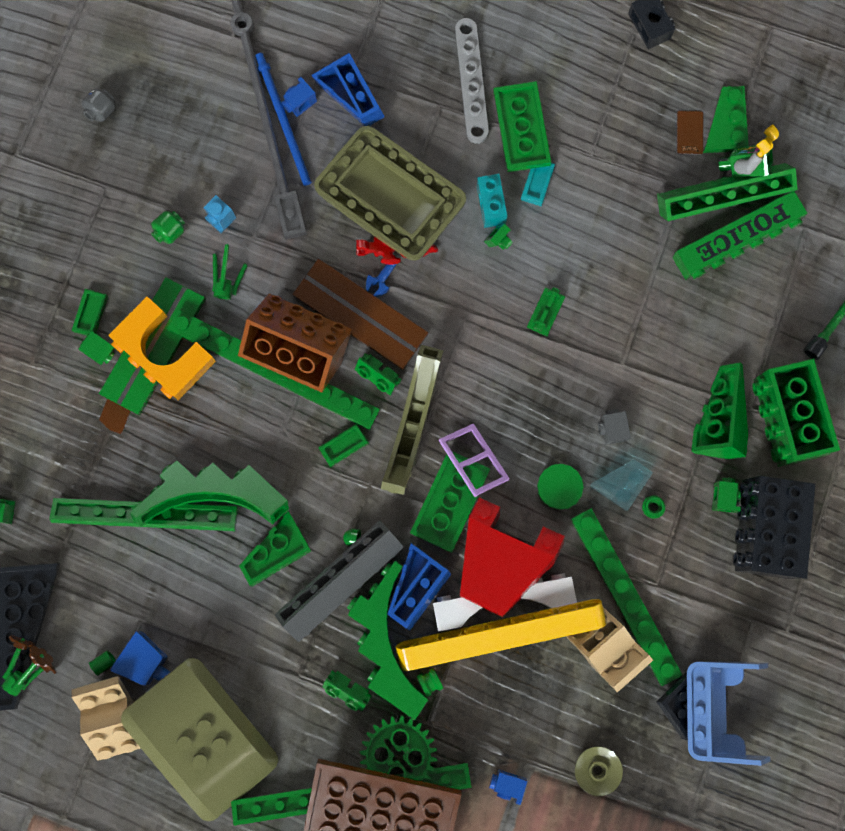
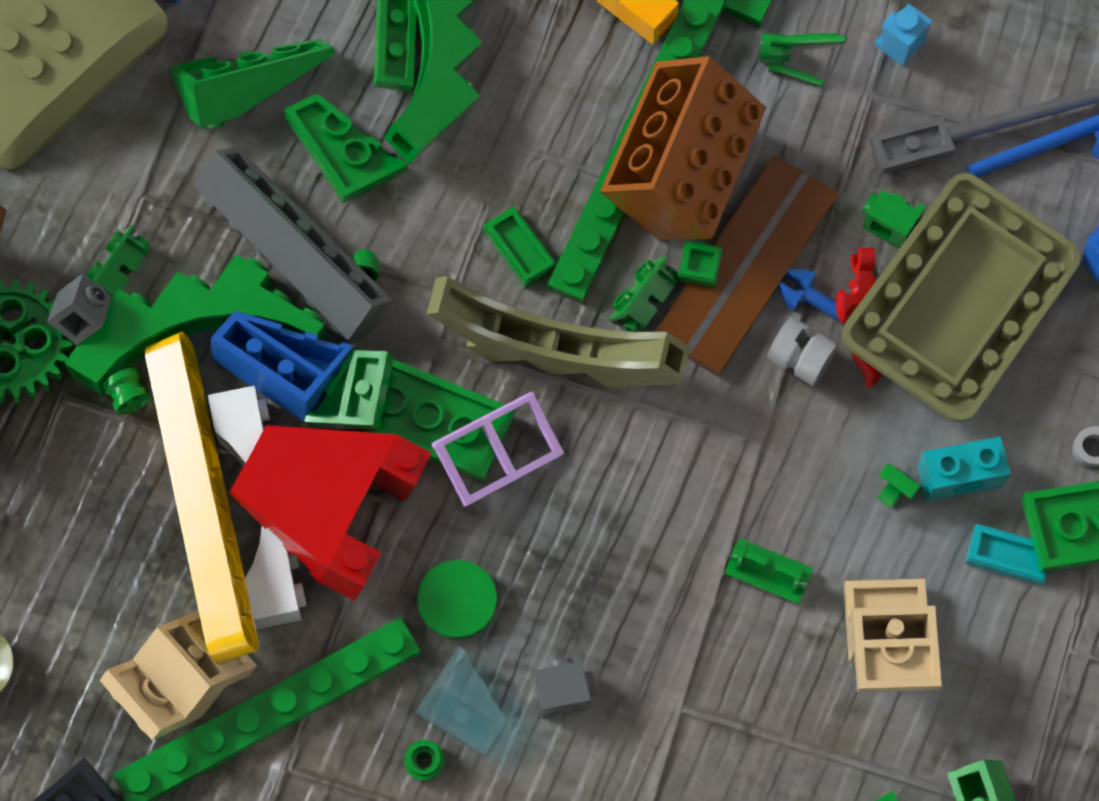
camera: 85 degrees right, 10 degrees down
(229, 616) = (226, 89): none -> green wedge
(336, 229) = (891, 217): none -> green brick
(361, 339) = (699, 264): none -> green tile
(382, 710) = (79, 309): none -> dark grey brick
(422, 277) = (802, 351): none -> light grey wheel
(440, 542) = (356, 394): none -> green wing
(590, 245) = (892, 635): none -> tan bracket

